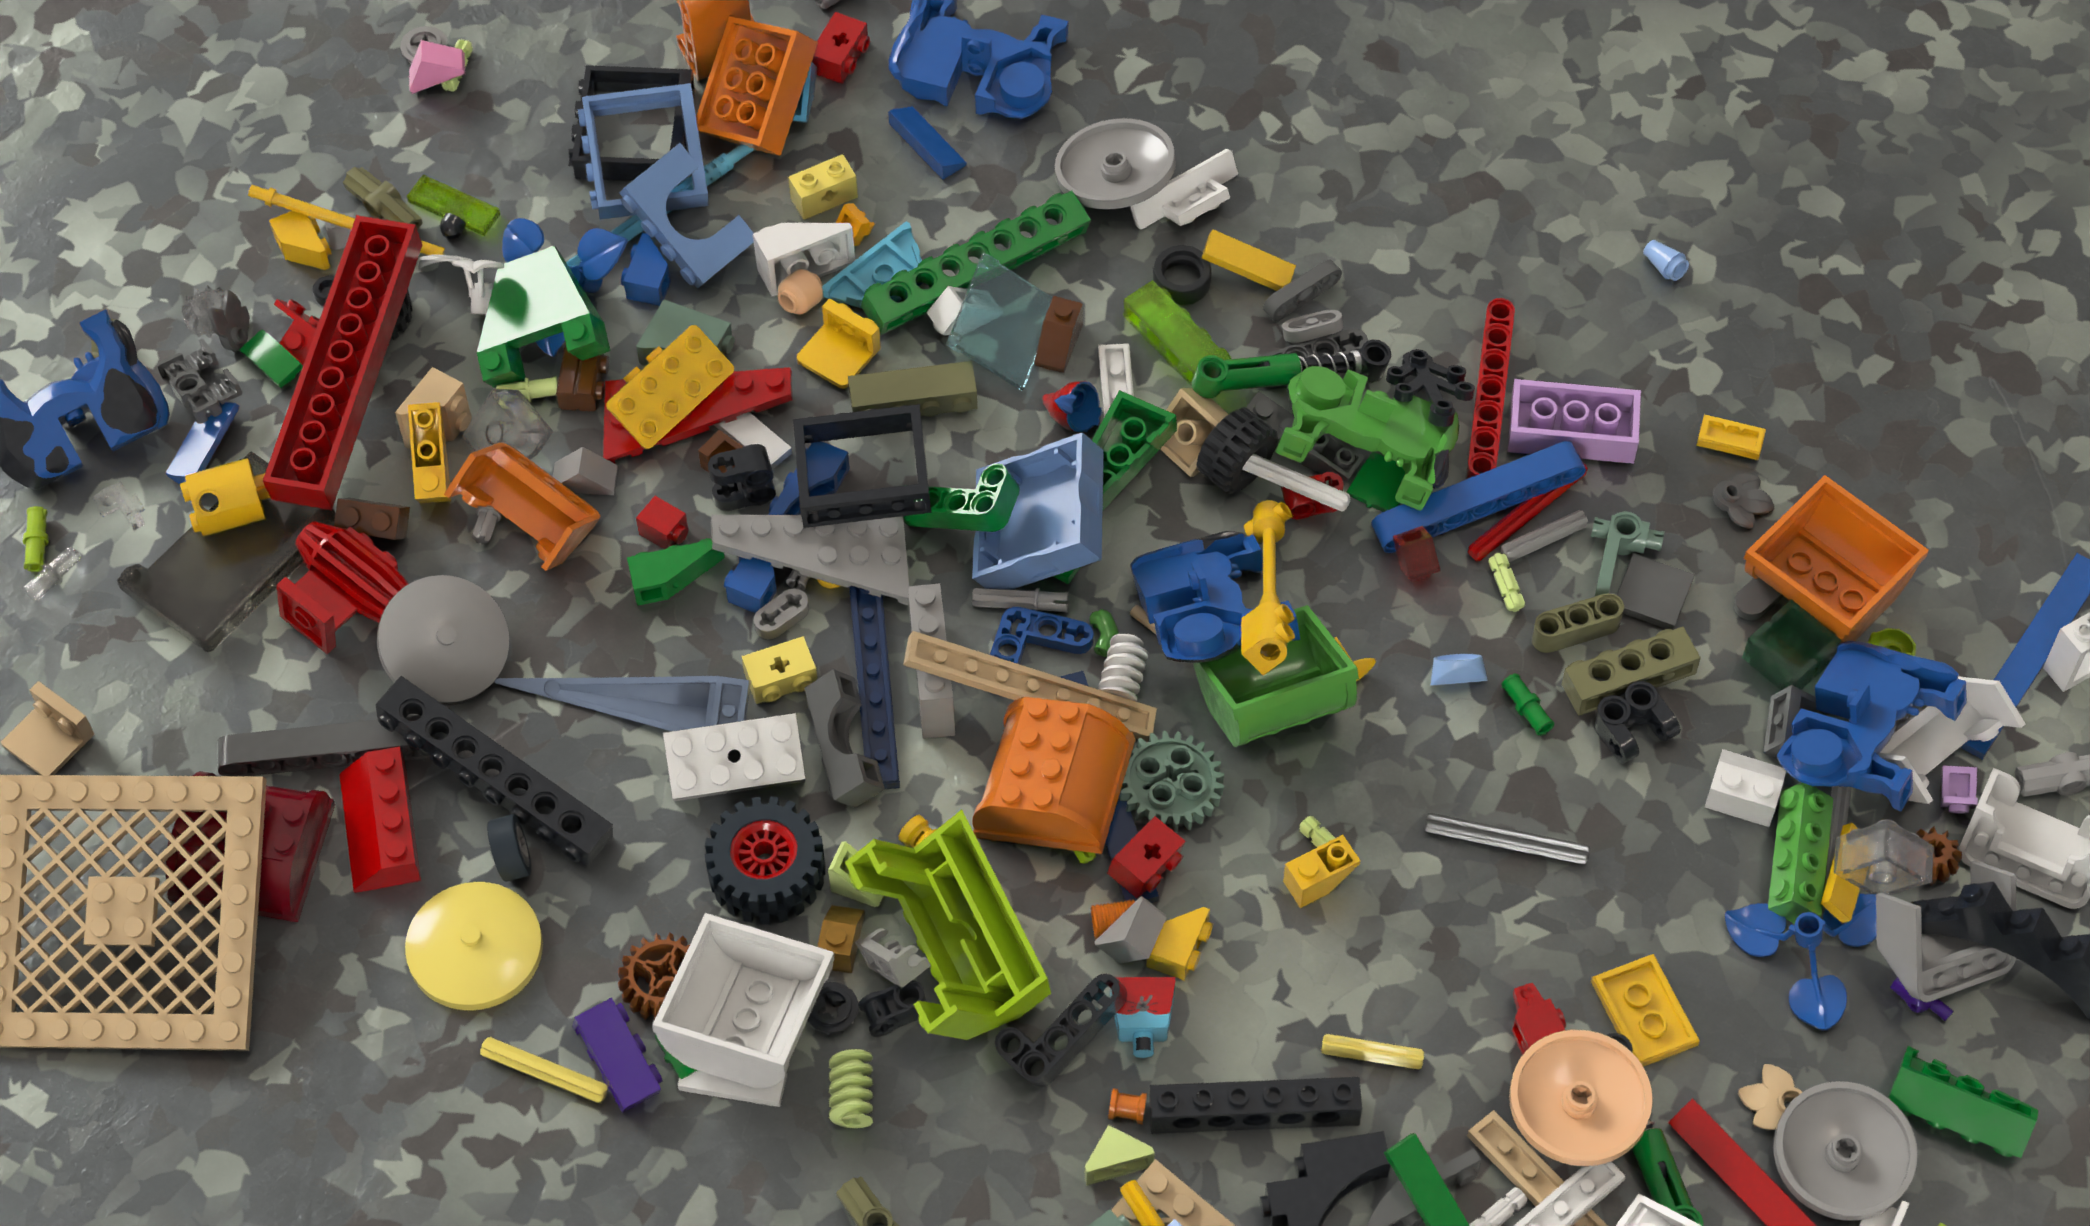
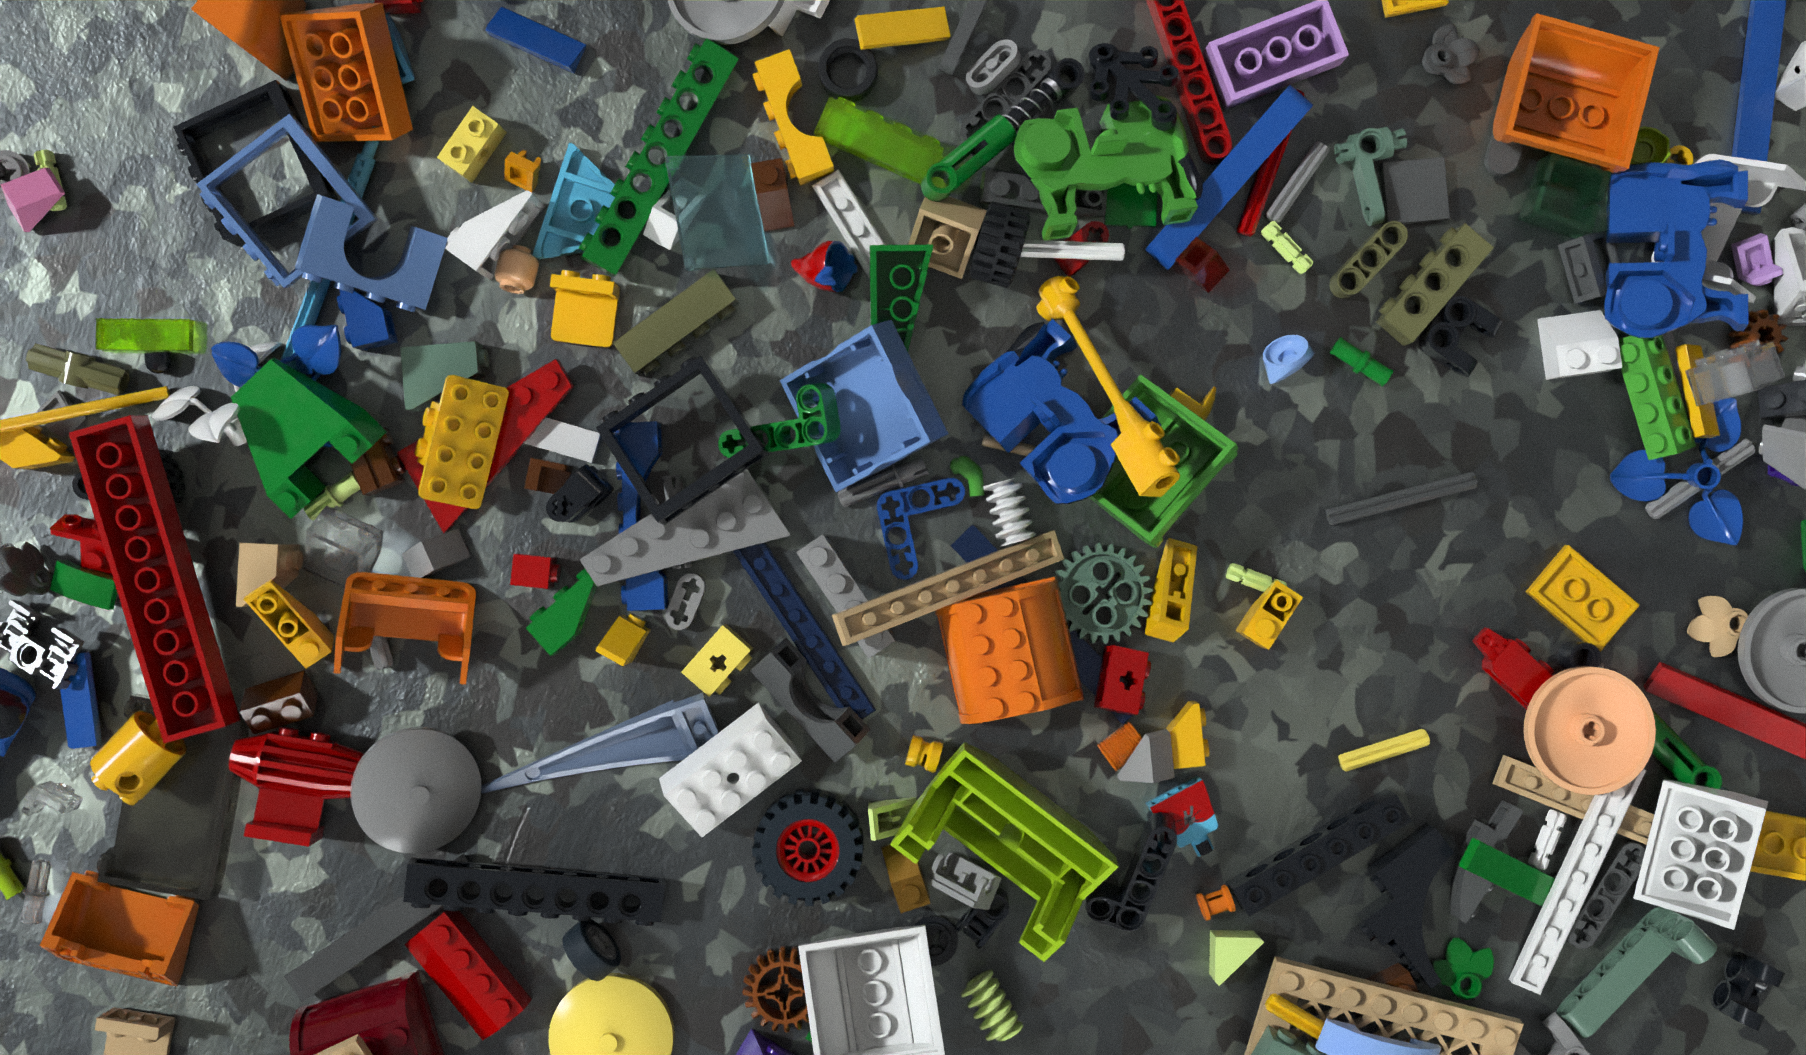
camera: 25 degrees left, 30 degrees up
(100, 638) = (121, 930): none -> orange windscreen
(706, 610) = (624, 639): none -> yellow slope
(1117, 258) = (807, 153): none -> yellow arch
(1237, 811) = (1172, 592): none -> yellow slope
(1825, 957) = (1683, 490): none -> light grey axle

